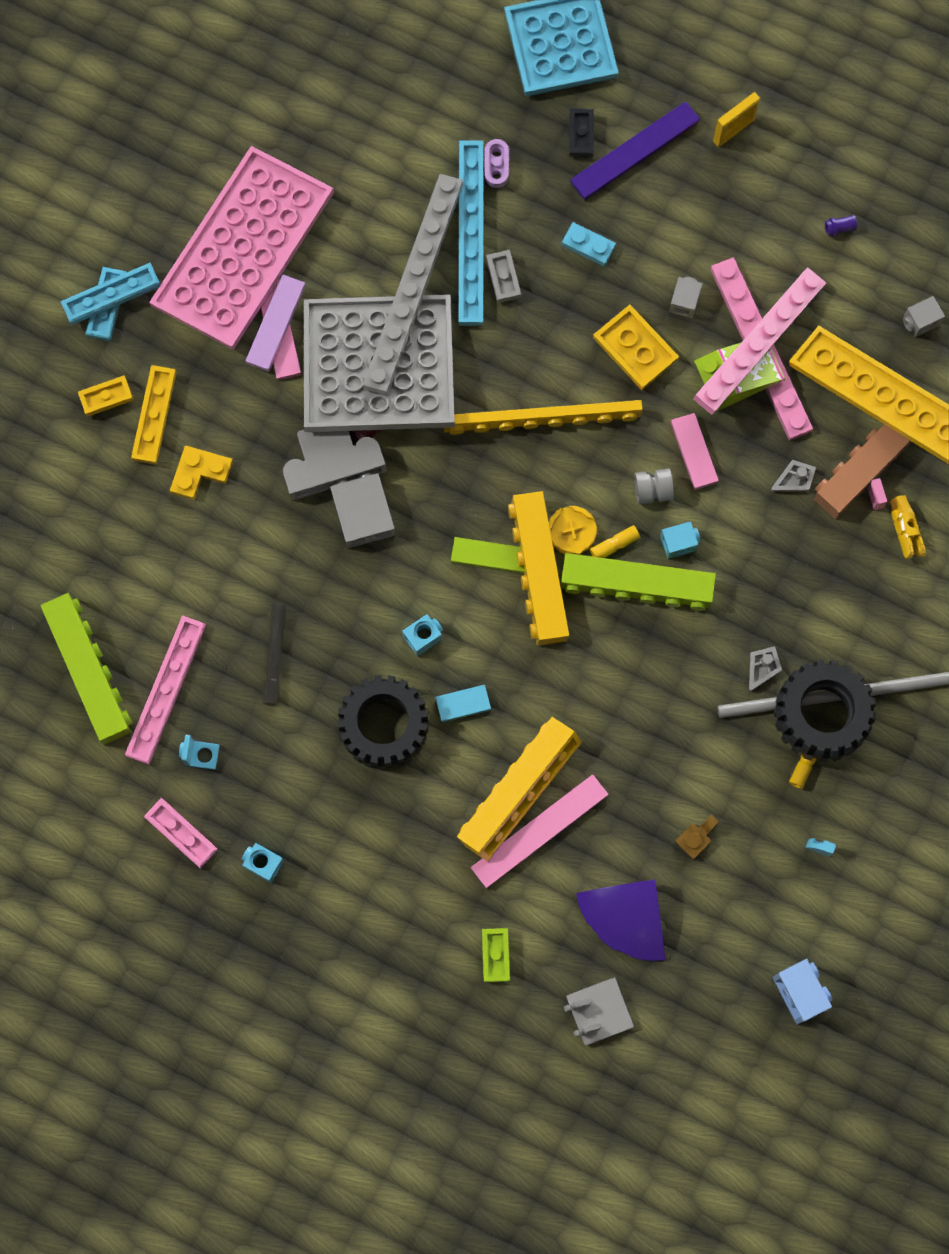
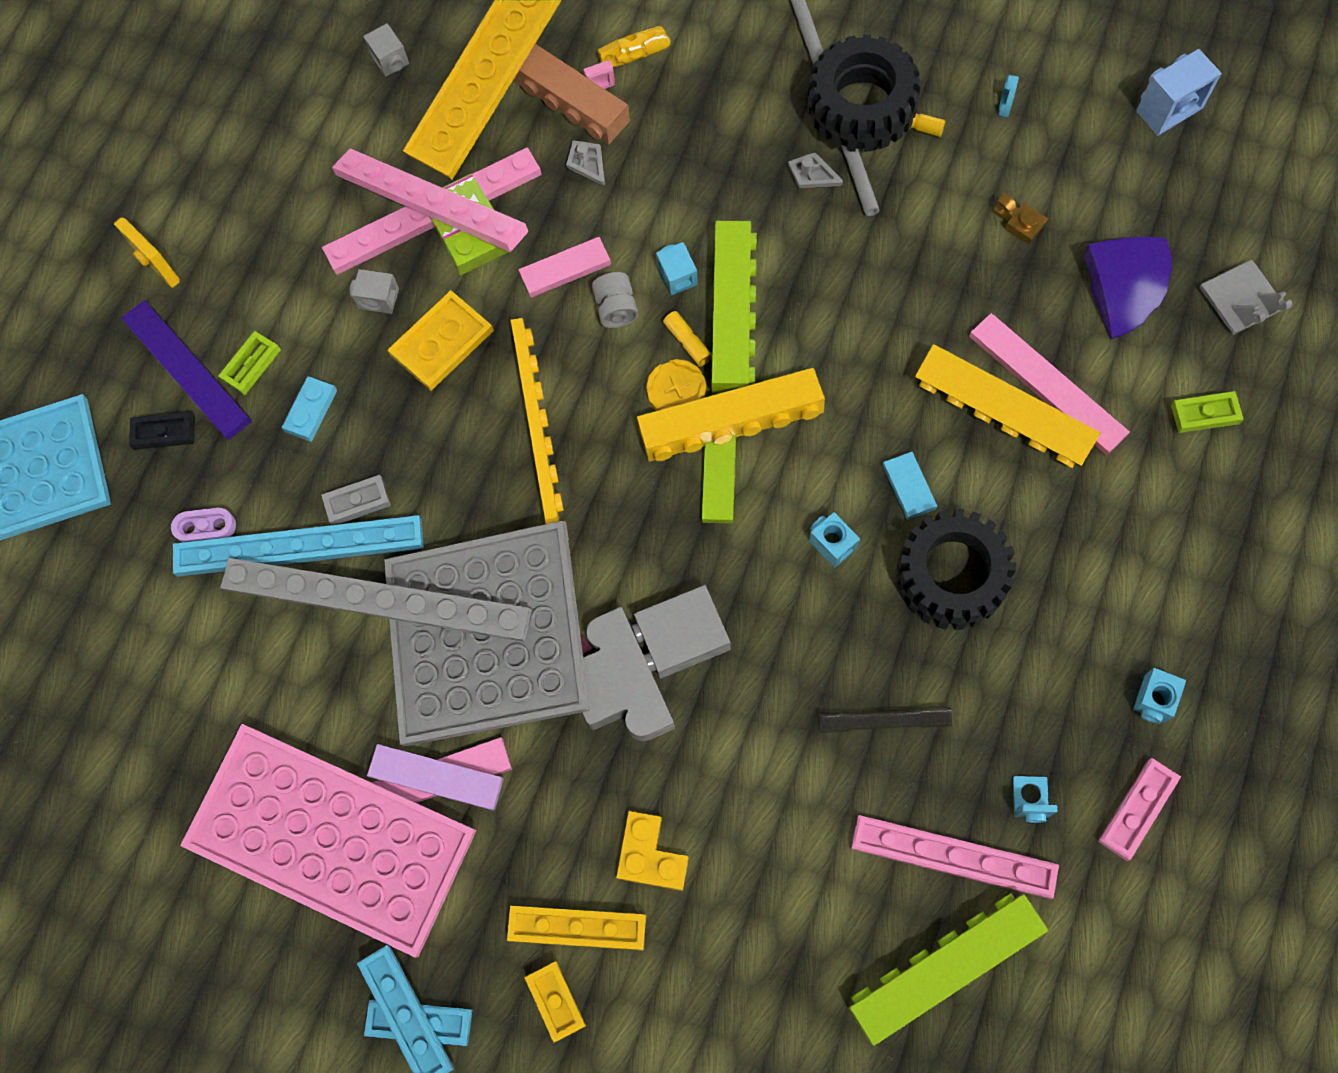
camera: 90 degrees left, 5 degrees down
(629, 206) = (253, 366): none -> lime tile
(840, 225) = (279, 148): dark purple pin -> none

